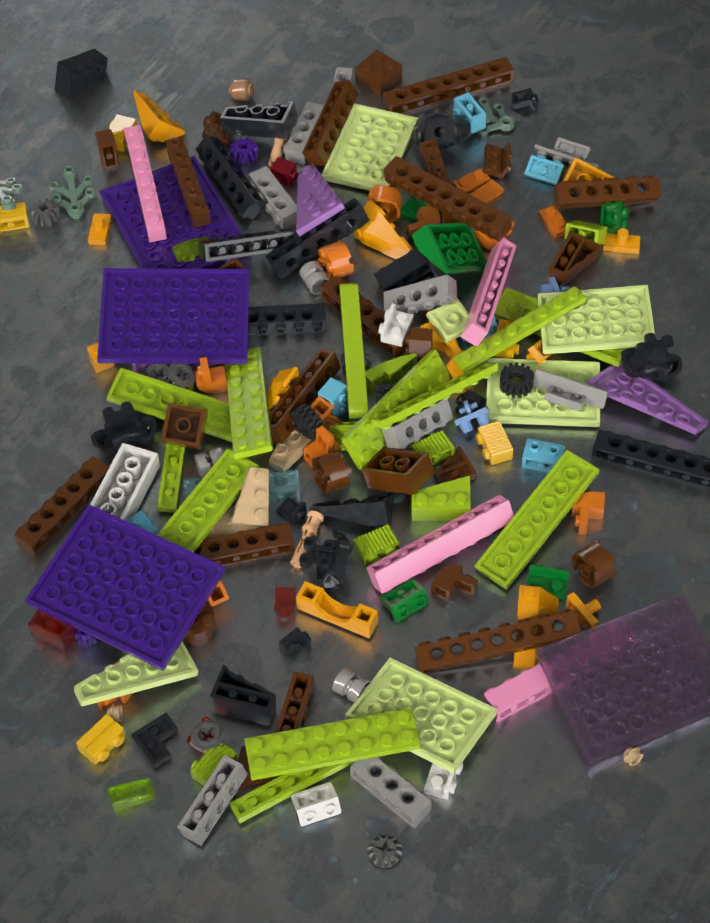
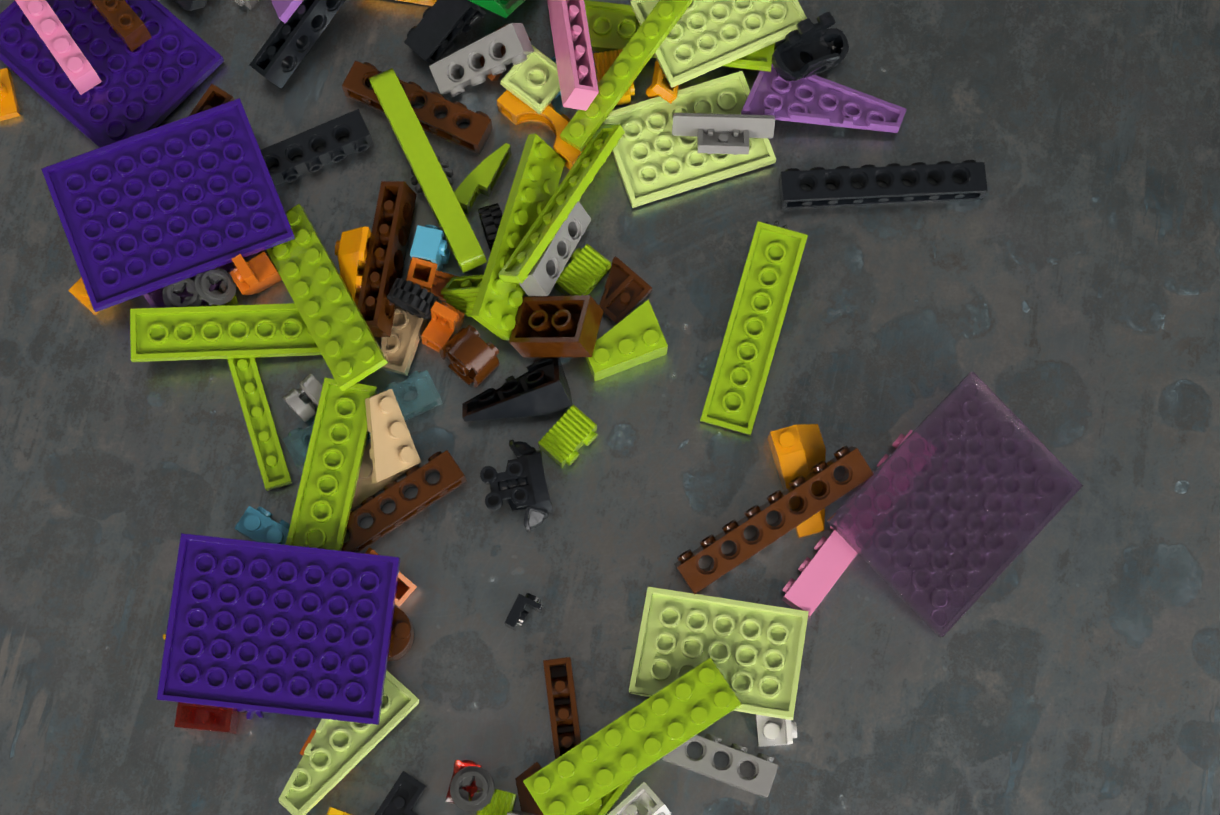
camera: 25 degrees left, 20 degrees up
(61, 514) = (145, 545): reddish brown brick -> none
(115, 712) = (338, 796): tan plate -> none
(123, 427) = (157, 415): black piece -> none
(126, 481) = (210, 477): white brick -> none
(184, 426) = (254, 365): reddish brown brick -> none
(187, 250) = (144, 86): clear neon green slope -> none
(242, 699) = (490, 716): black wedge -> none
(244, 244) = (216, 58): black brick -> none
(285, 600) = (485, 558): clear red bracket -> none
(292, 511) = (440, 426): black bracket -> none
(308, 529) = (475, 447): light nougat pin -> none
(313, 276) = (326, 71): light grey wheel -> none
(318, 603) = (550, 549): light orange arch -> none
(335, 260) = (346, 39): orange brick -> none
(350, 685) = (617, 644): light grey wheel -> none
(395, 326) = (467, 114): white bracket -> none
(405, 599) = (632, 498): green bracket -> none
(419, 342) = (507, 127): reddish brown brick -> none
(440, 544) = (648, 407): bright pink brick -> none
(450, 579) = (678, 448): reddish brown brick -> none
(471, 397) = (605, 187): black bracket -> none
(481, 415) = (612, 206): medium blue hips -> none
(494, 443) = (656, 235): yellow brick -> none
(516, 388) = (651, 123): black tyre -> none
(541, 455) = (724, 231): medium azure brick -> none
(550, 579) = (796, 407): green bracket -> none
(584, 612) = (857, 432): light orange tile -> none
(588, 506) = (809, 281): orange brick -> none
(594, 564) = (848, 366): reddish brown brick -> none
(633, 756) = (985, 603): tan plate -> none

